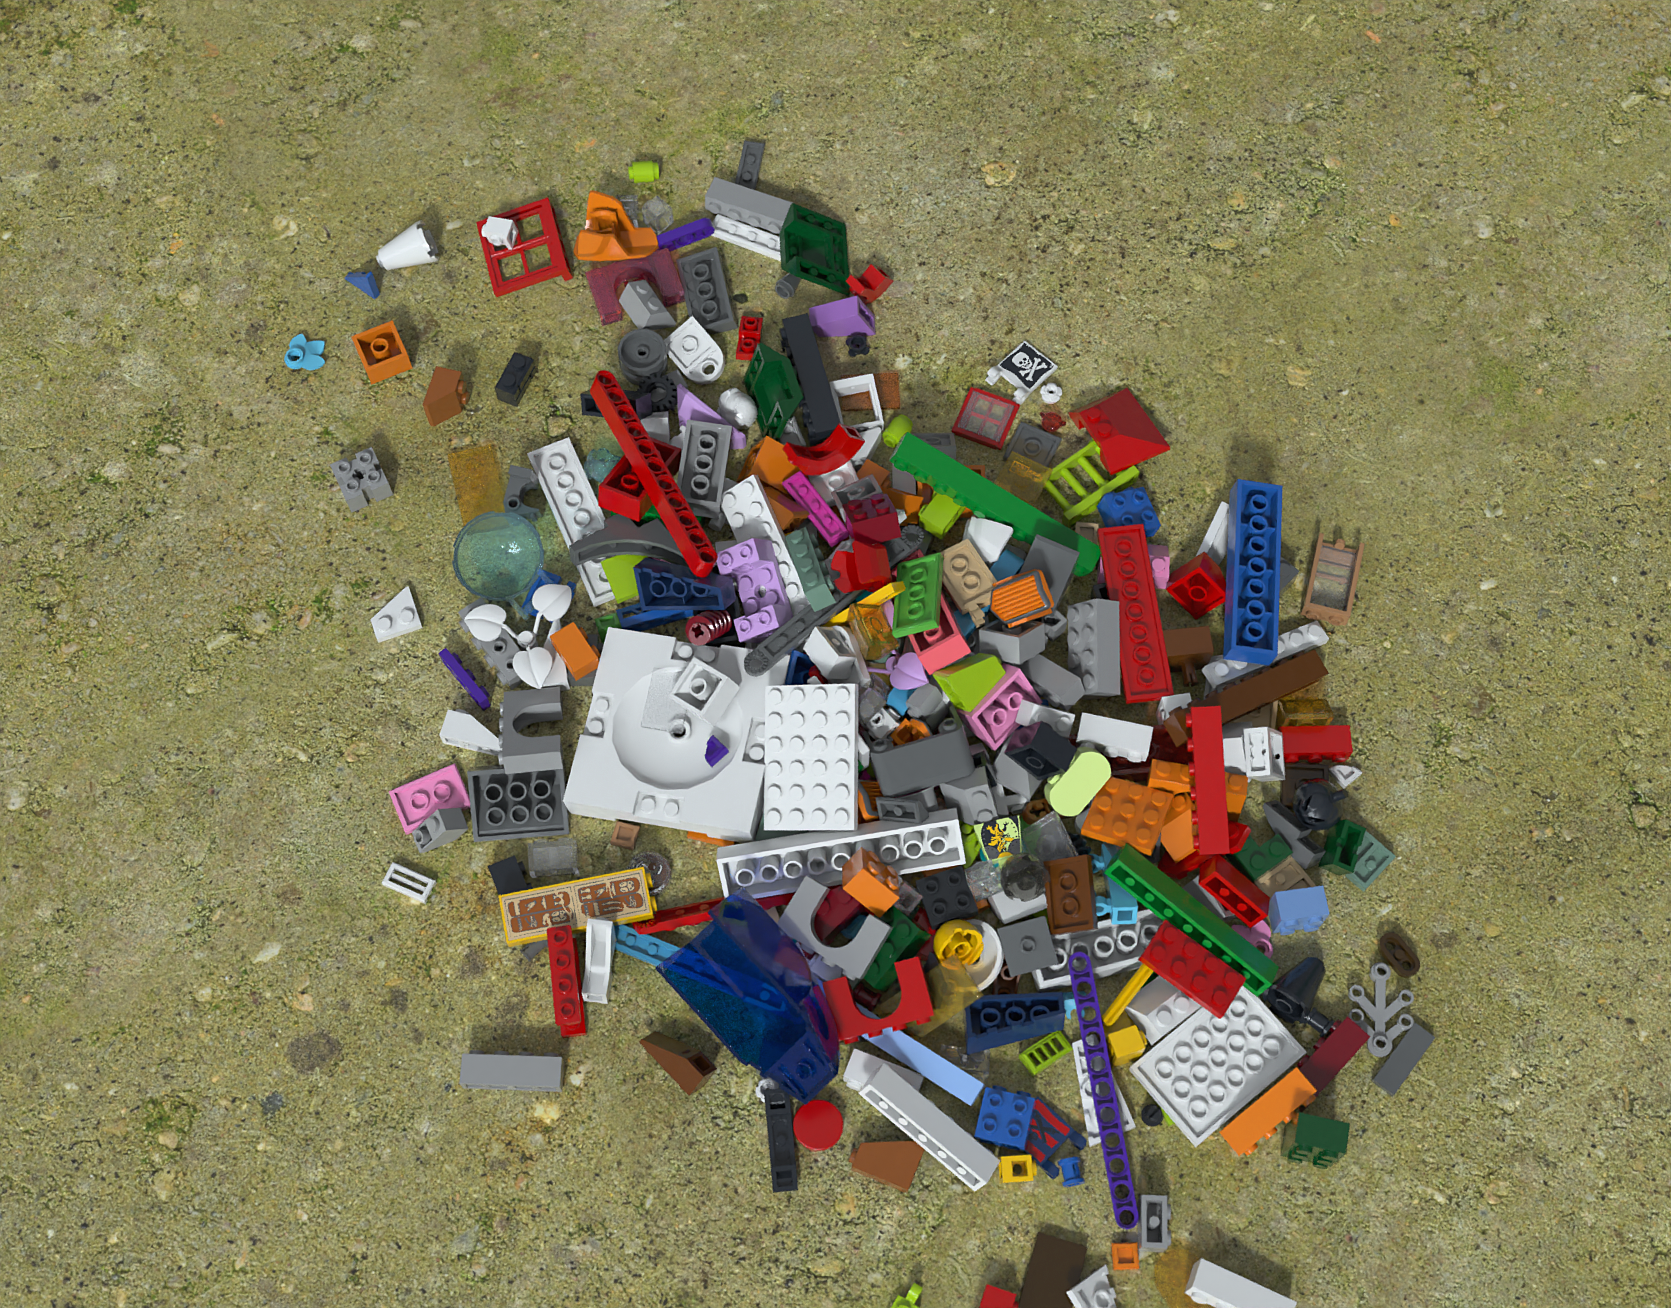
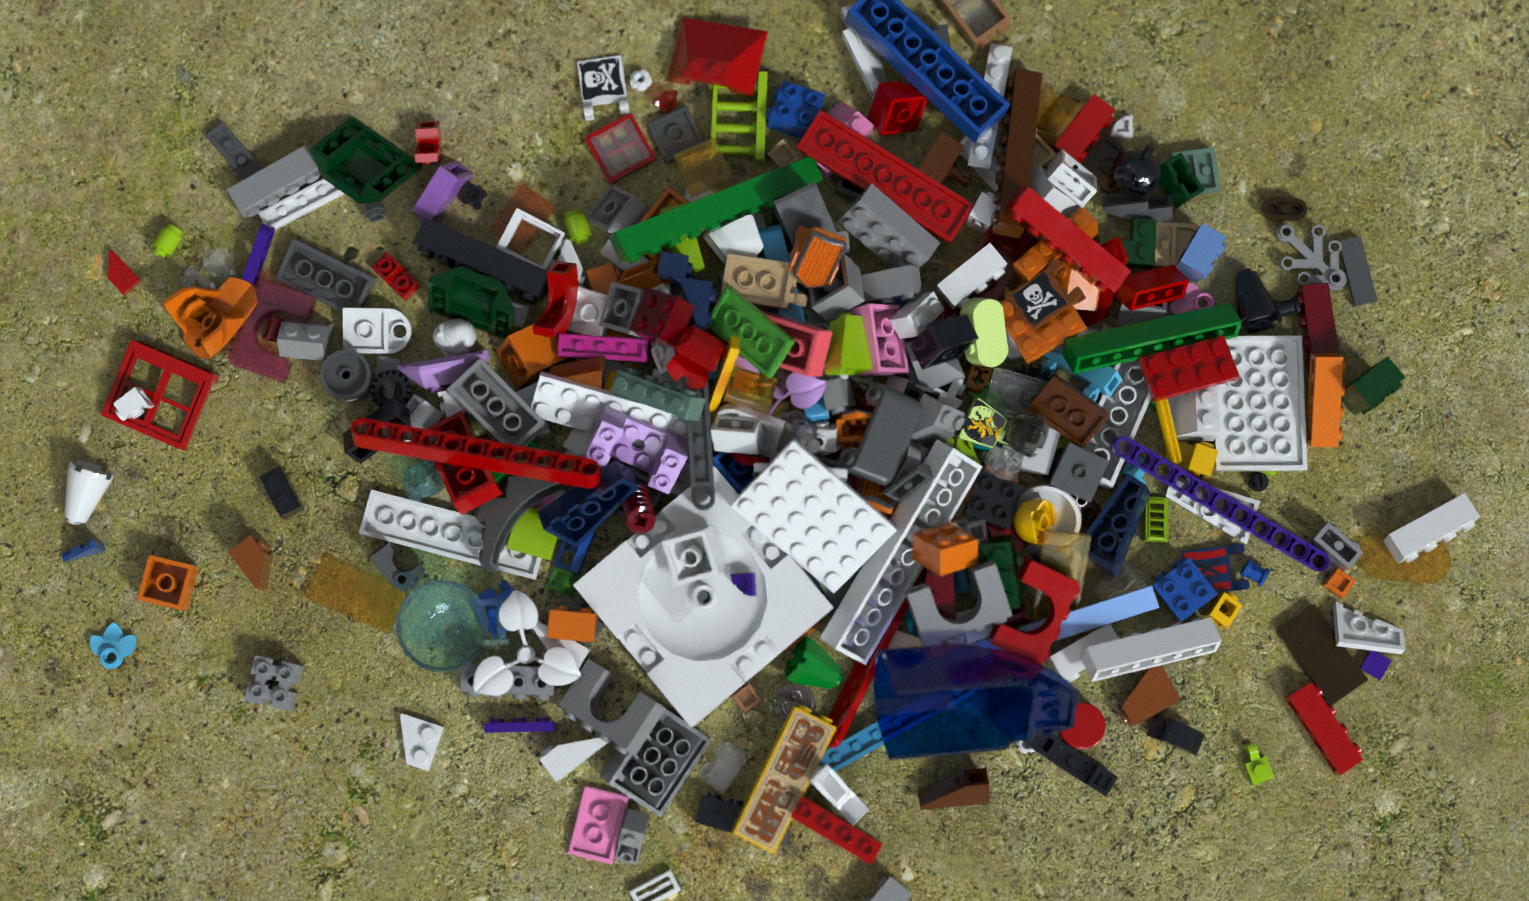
camera: 55 degrees left, 15 degrees up
(593, 162) = (120, 274): none -> red tile
(691, 864) = (812, 666): none -> green cone
(875, 1212) = (1176, 734): none -> black brick
(915, 535) = (697, 292): none -> dark blue arch
(1148, 802) = (1044, 296): none -> flag

